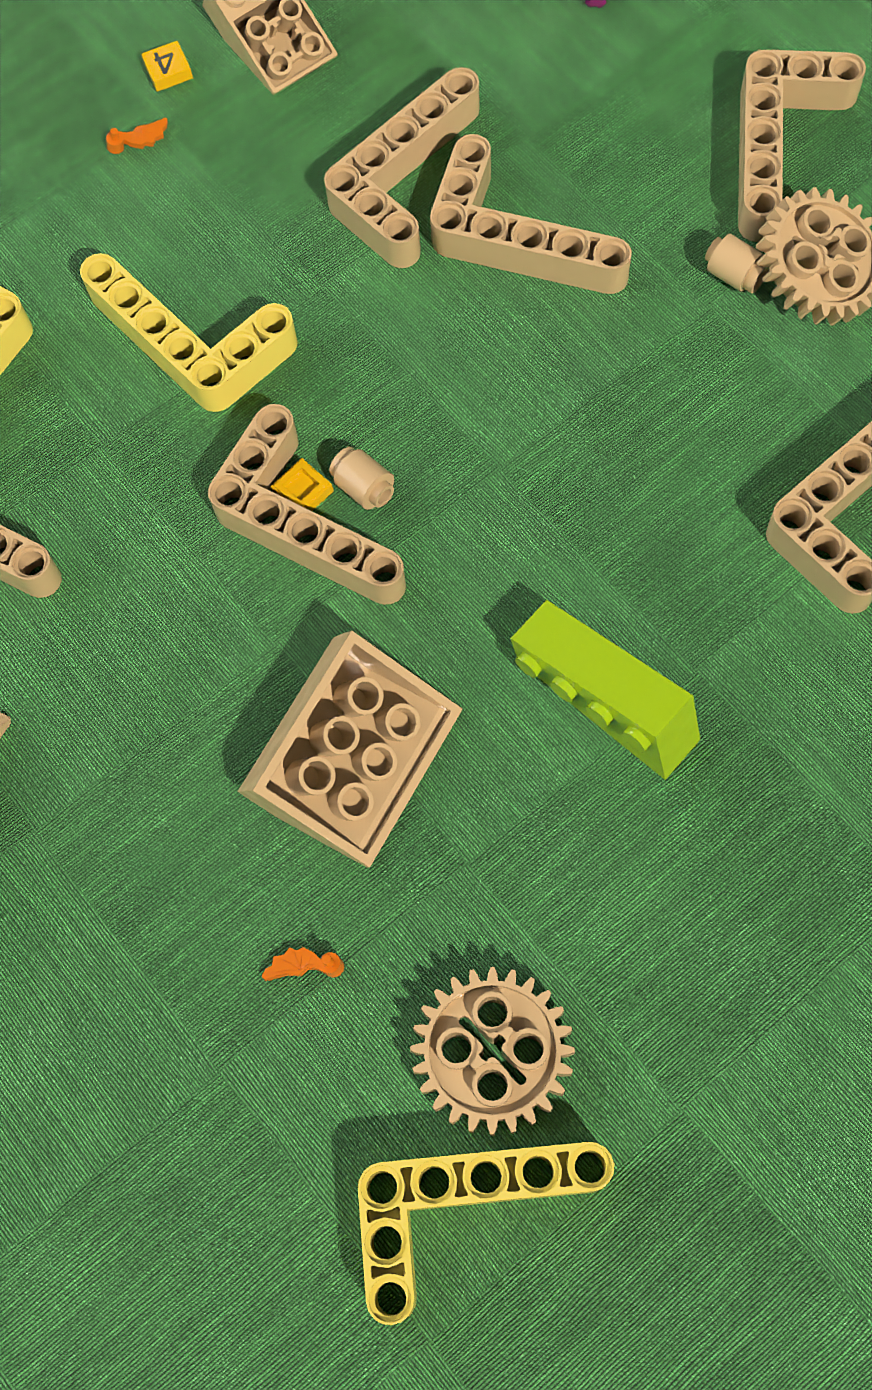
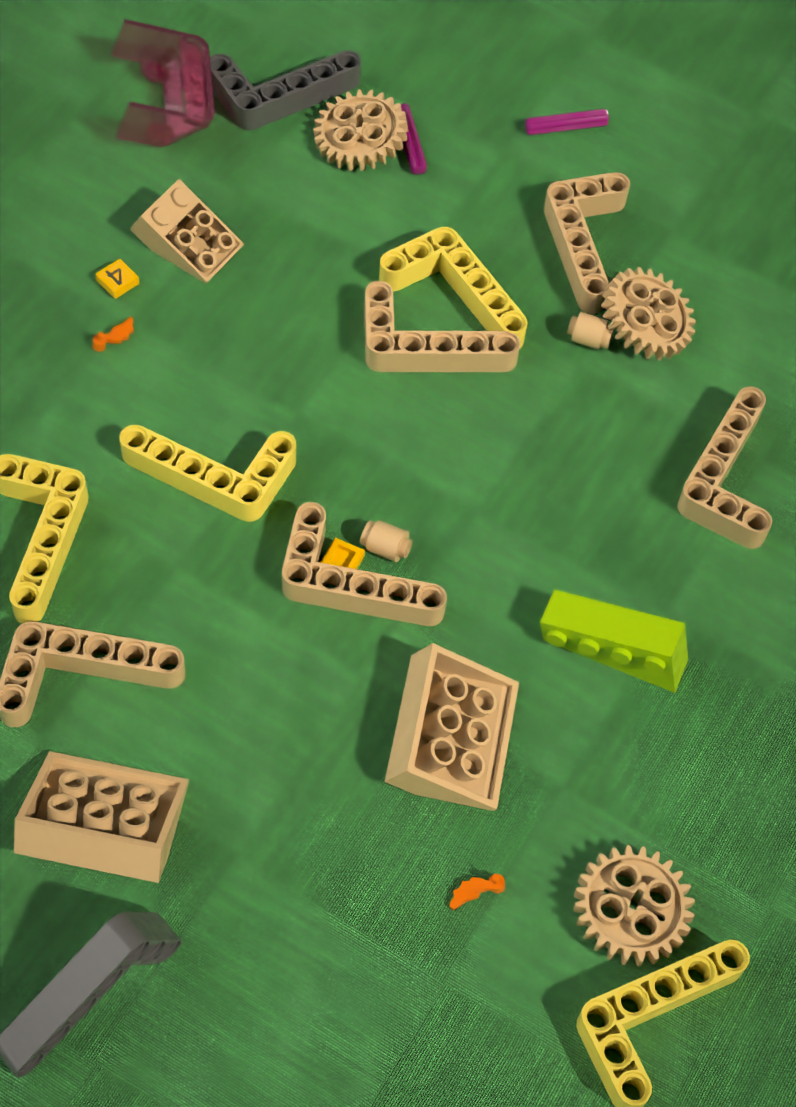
camera: 30 degrees left, 10 degrees down
(362, 178) = (301, 332): tan beam -> none
(583, 116) = (448, 253): none -> light yellow beam

